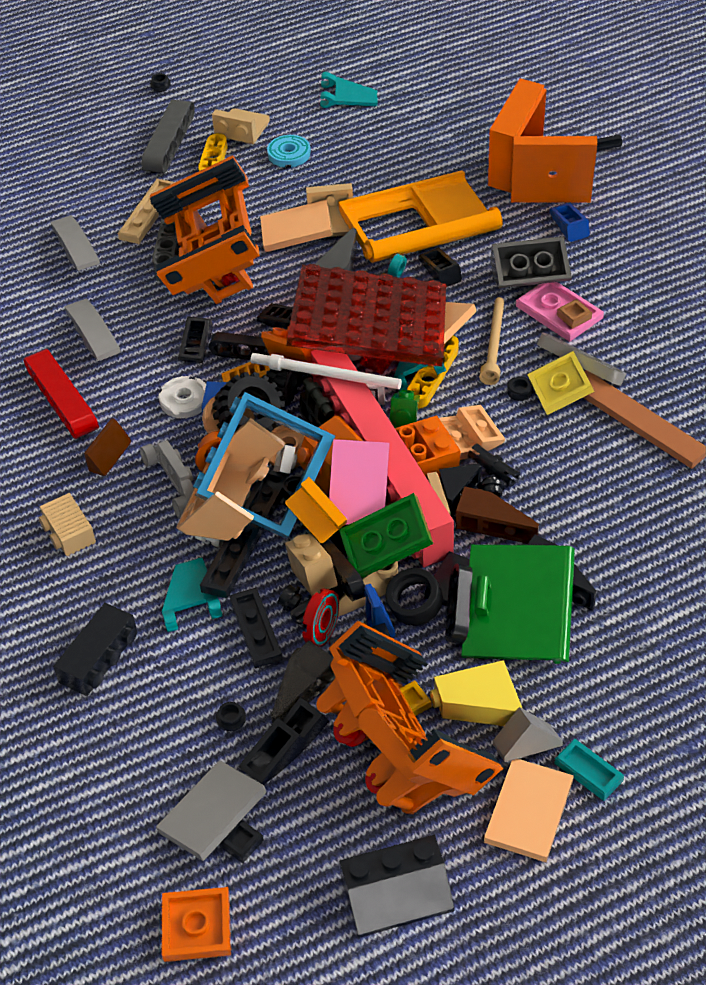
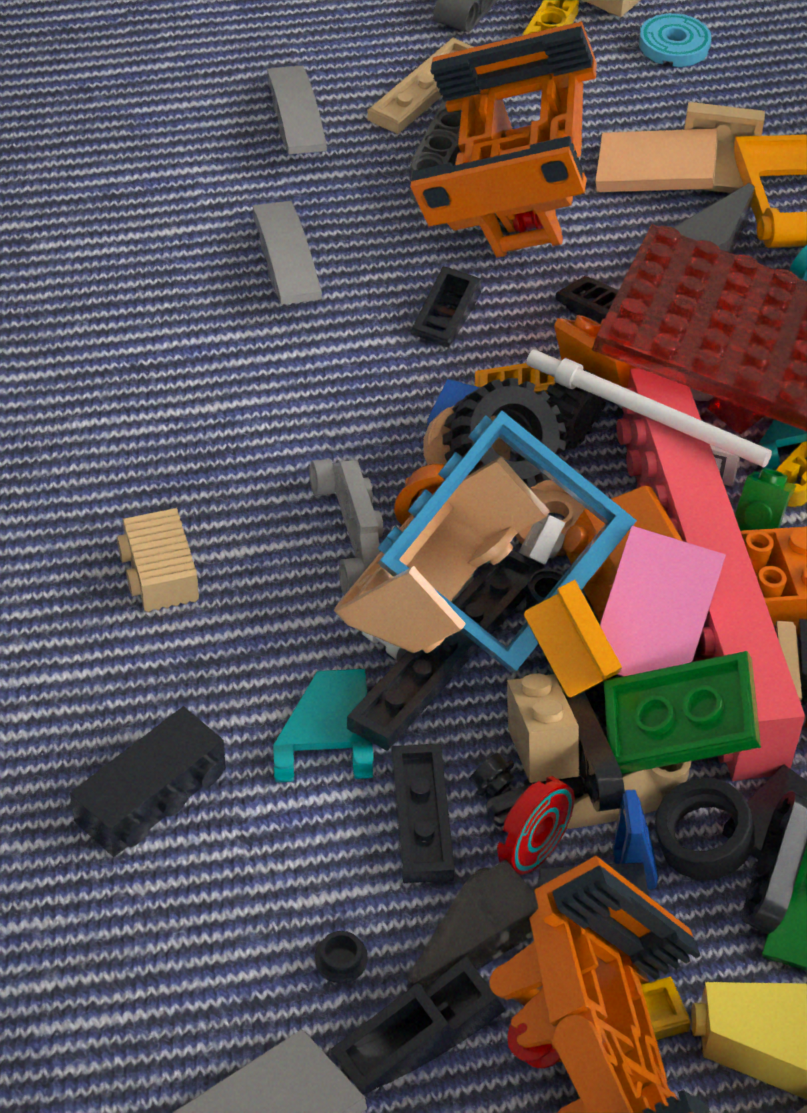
camera: 10 degrees right, 0 degrees up
(61, 393) = (209, 344): red beam -> none
(107, 448) = (257, 449): reddish brown slope -> none
(179, 407) = (398, 412): white tile -> none
(222, 343) = (489, 321): black beam -> none
(313, 405) = (613, 460): pearl dark grey plate -> none

